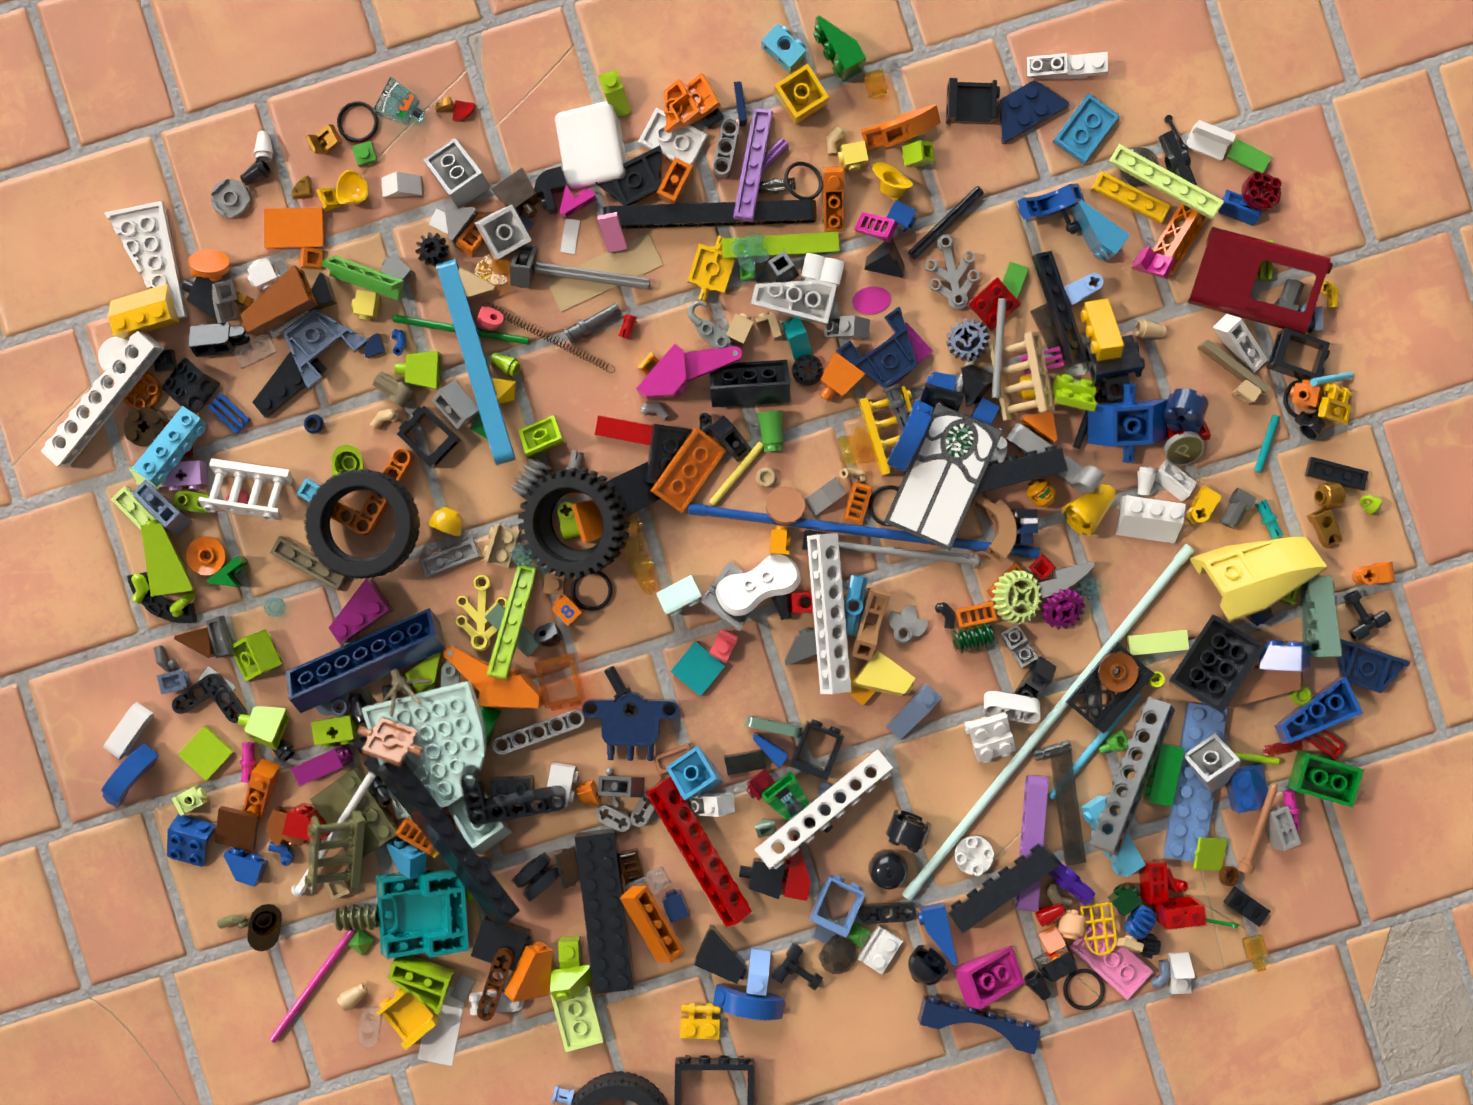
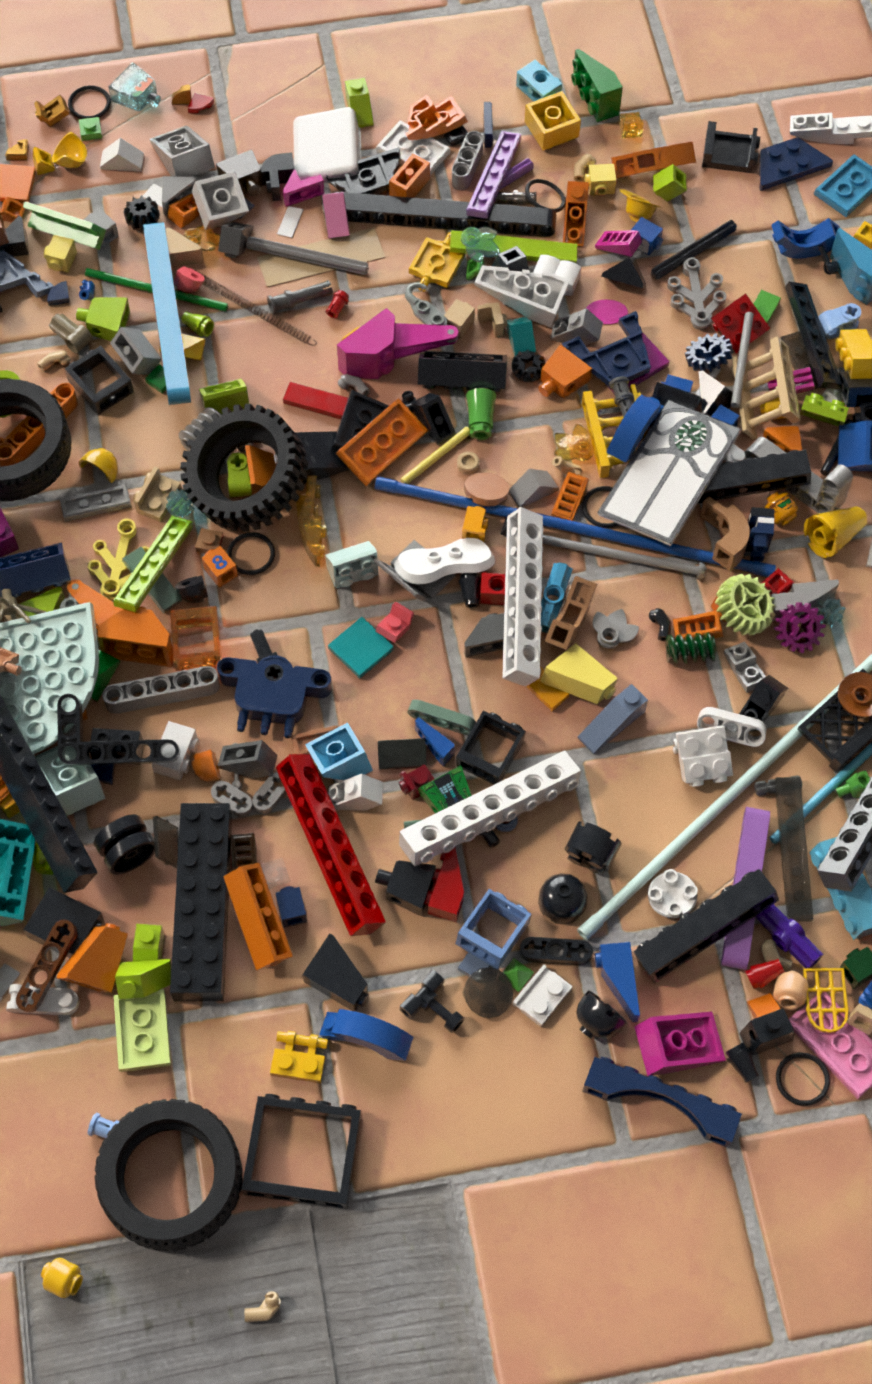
camera: 10 degrees right, 25 degrees down
(758, 972) = (383, 998): light blue slope -> none

